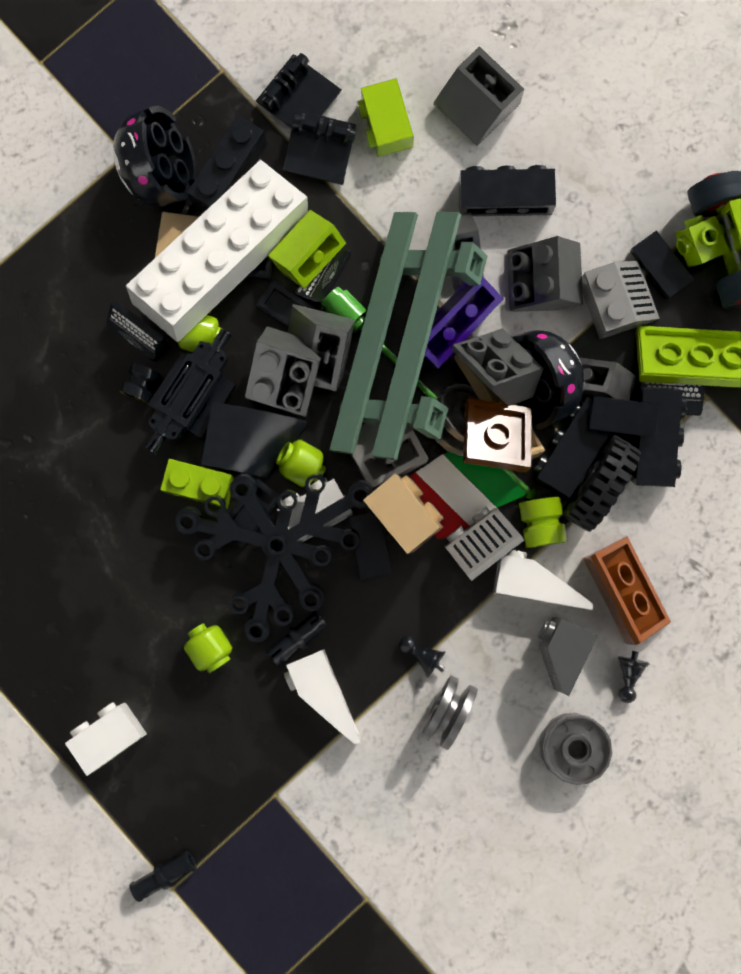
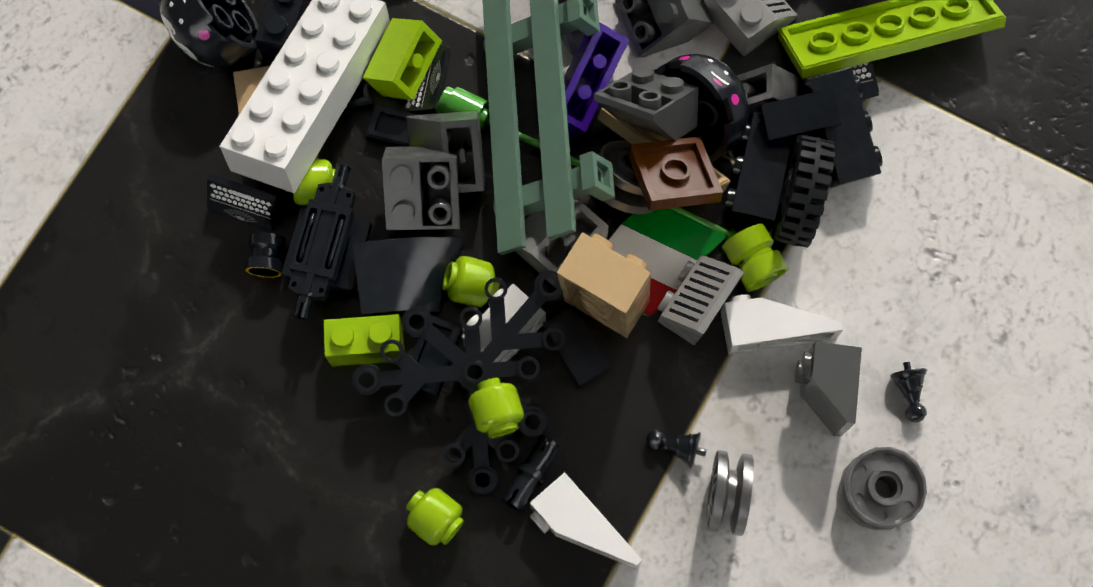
camera: 20 degrees left, 10 degrees down
(283, 581) = (496, 408): none -> lime head
(627, 591) = (870, 302): dark orange slope -> none

